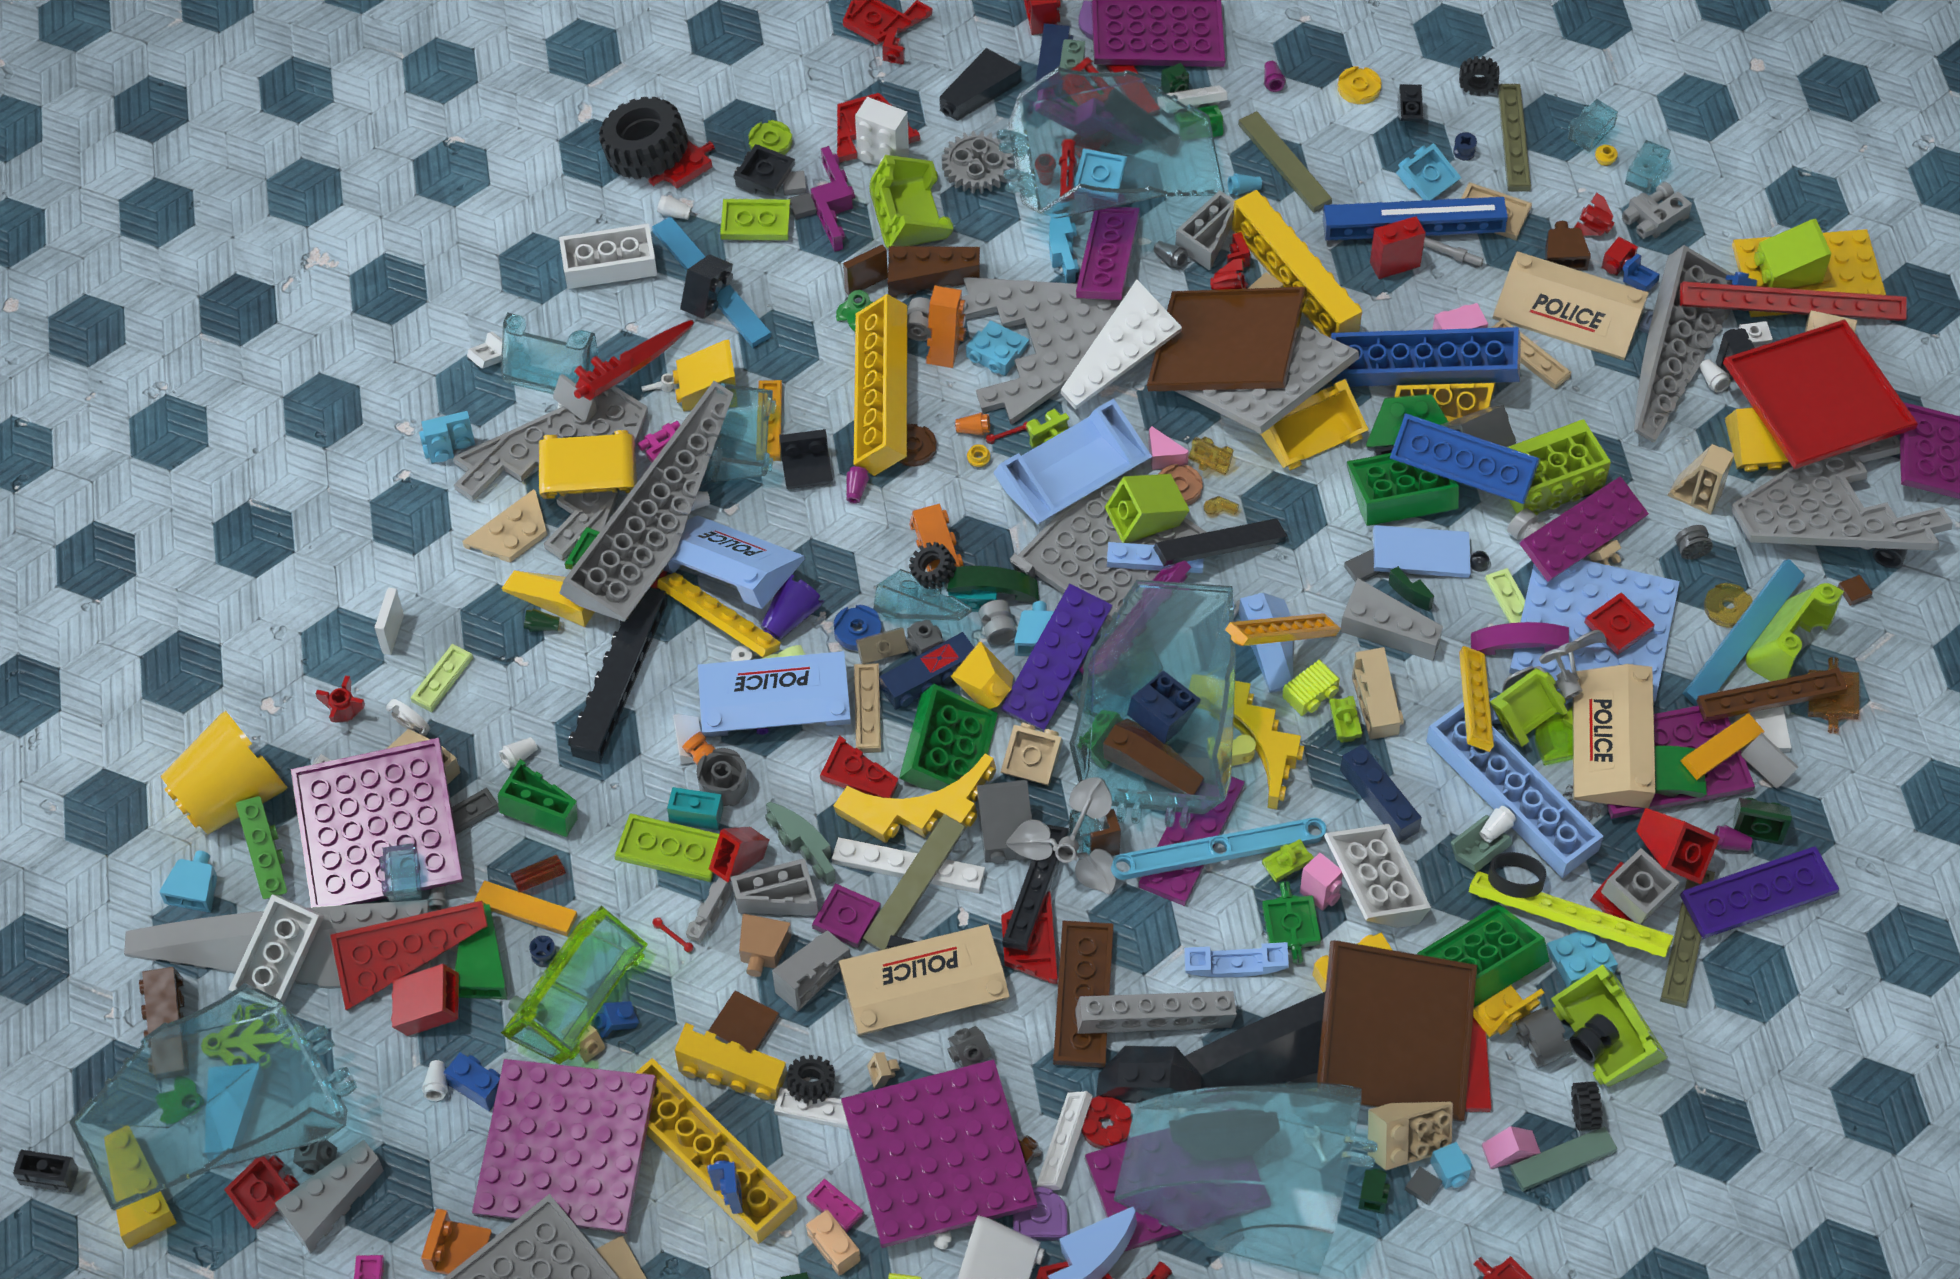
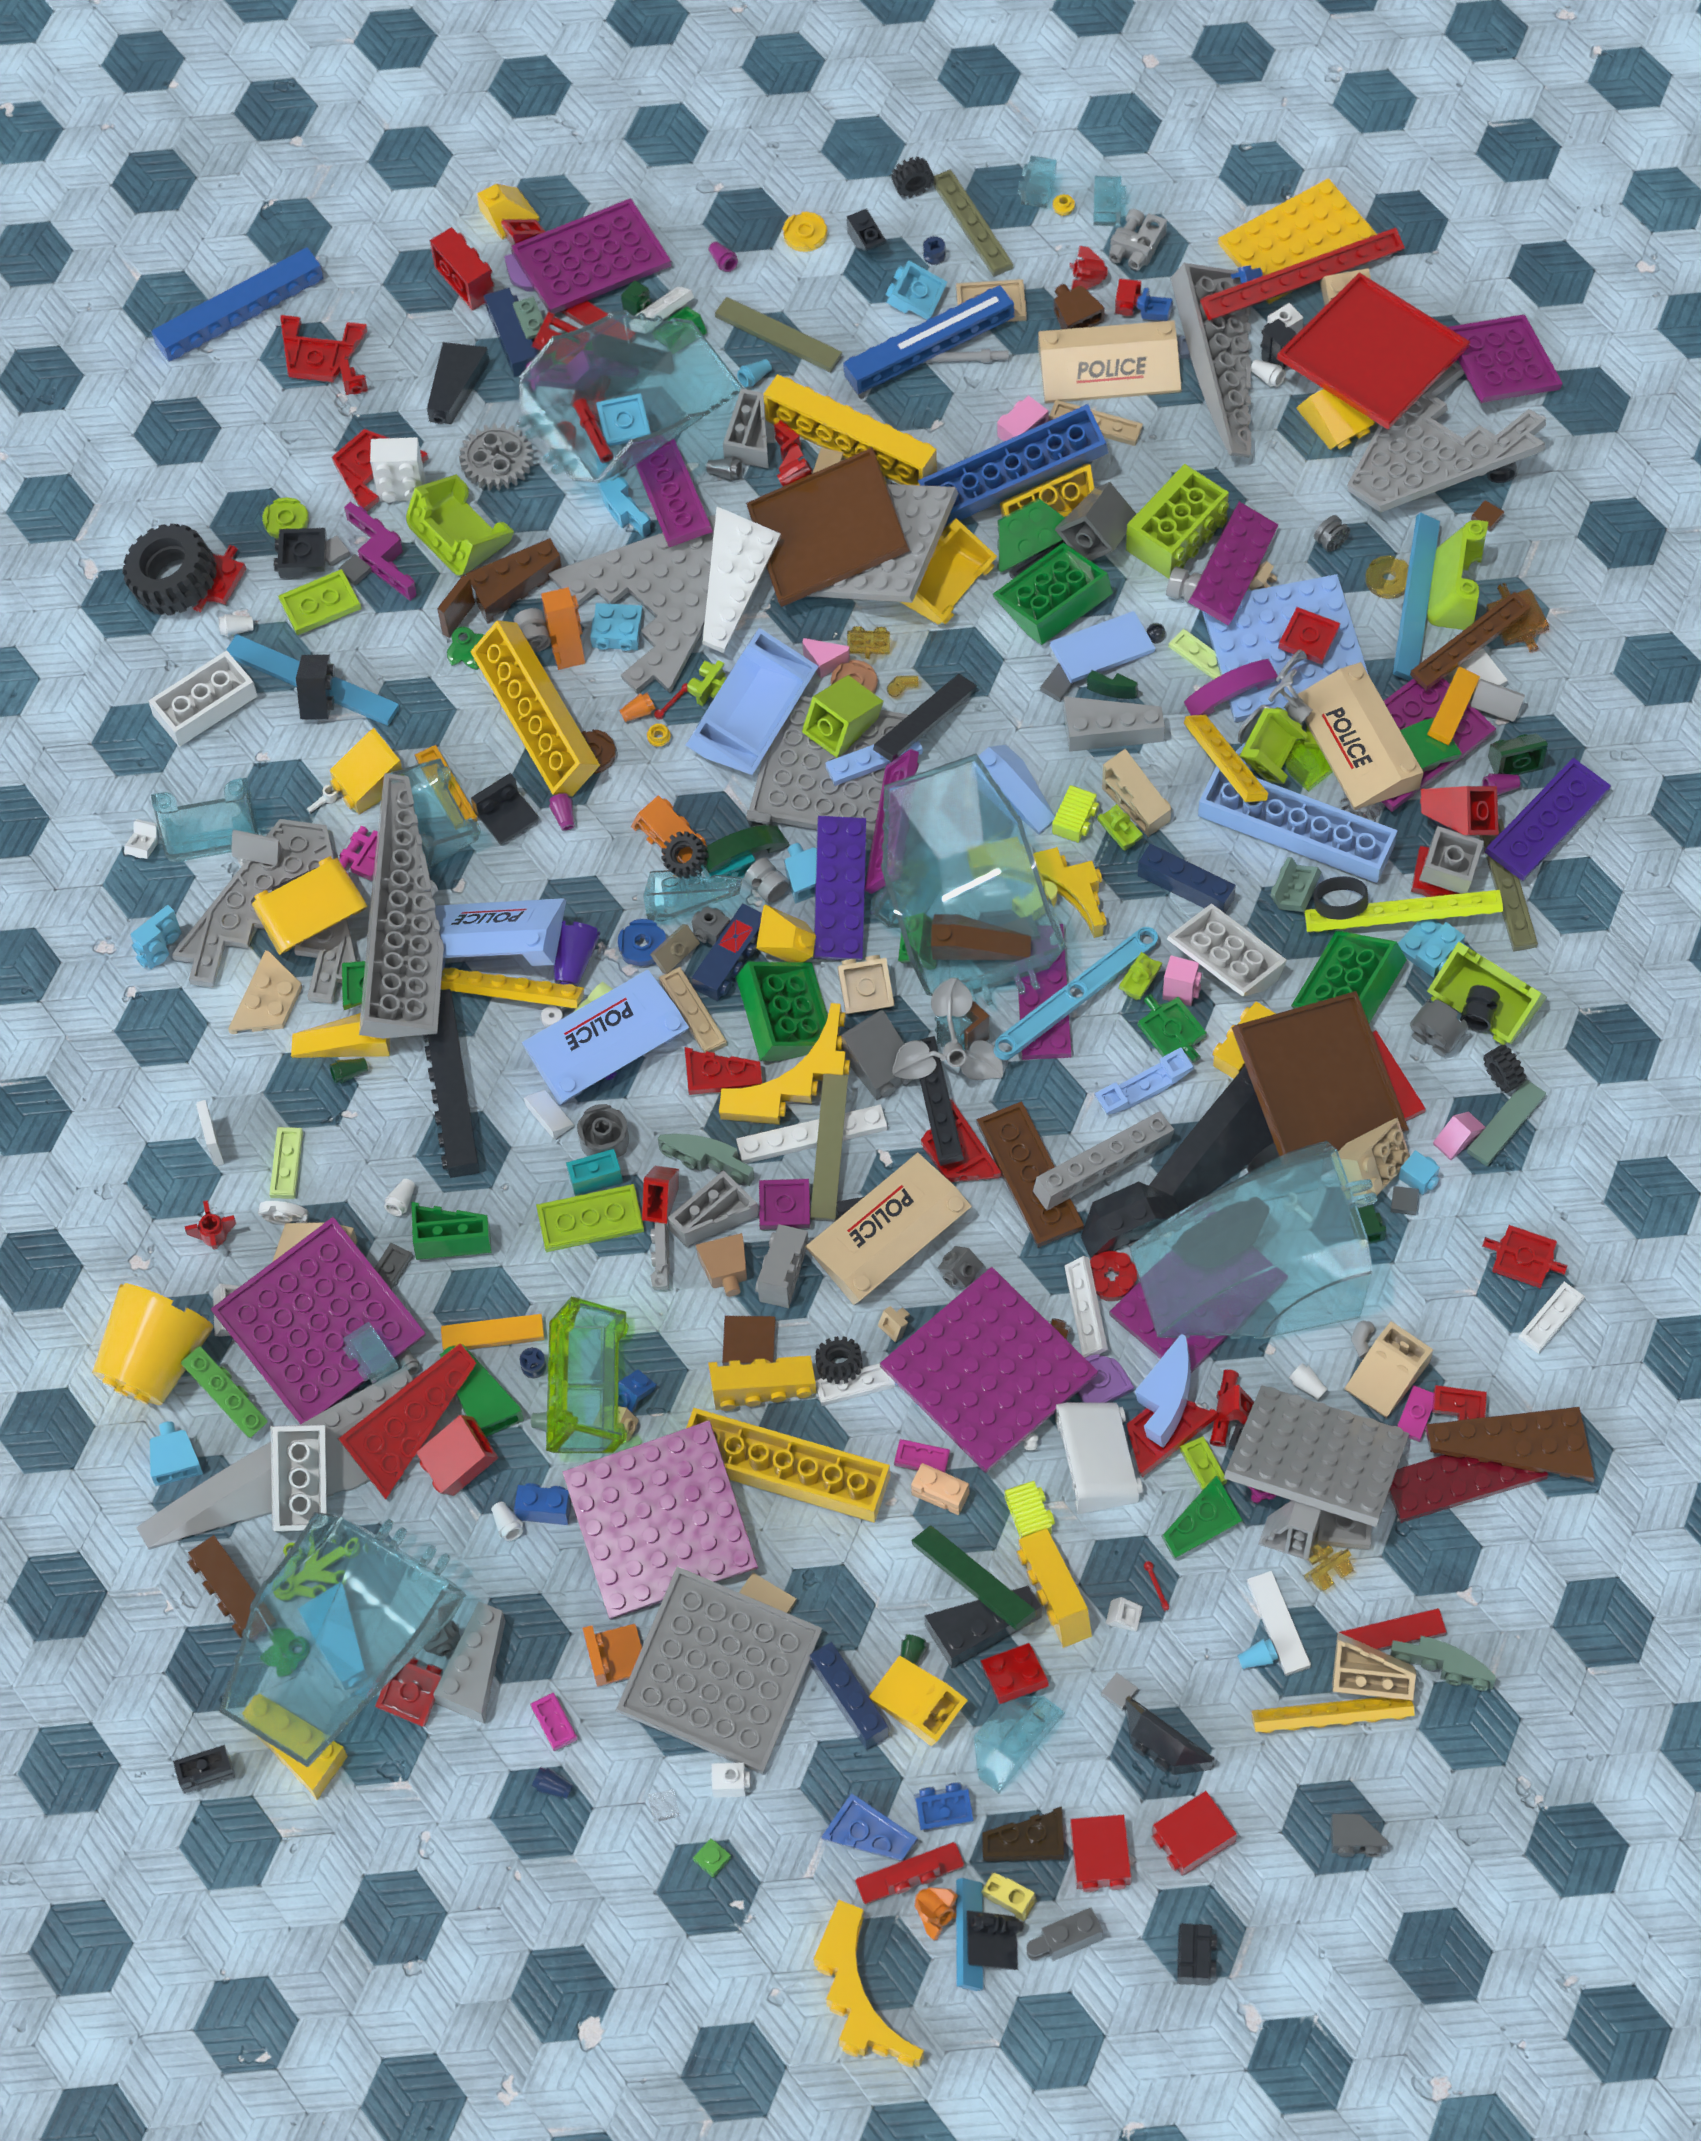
camera: 25 degrees left, 5 degrees up
(538, 873) = (485, 1297): clear red tile -> none
(615, 371) = (283, 803): red piece -> none
(657, 923) = (619, 1290): red hinge -> none
(698, 746) = (571, 1120): orange wheel -> none
(725, 1178) = (829, 1476): blue bracket -> none
(1163, 706) = (963, 889): dark blue slope -> none
(1282, 629) = (1033, 772): light orange plate -> none
(1397, 247) = (930, 374): red brick -> none
(1465, 458) = (1102, 545): blue tile -> none
(1498, 823) = (1302, 859): white cone -> none
(1504, 1009) = (1392, 1019): yellow bracket -> none
(1703, 479) = (1312, 472): tan wedge -> none
(1794, 257) = (1284, 232): lime slope -> none

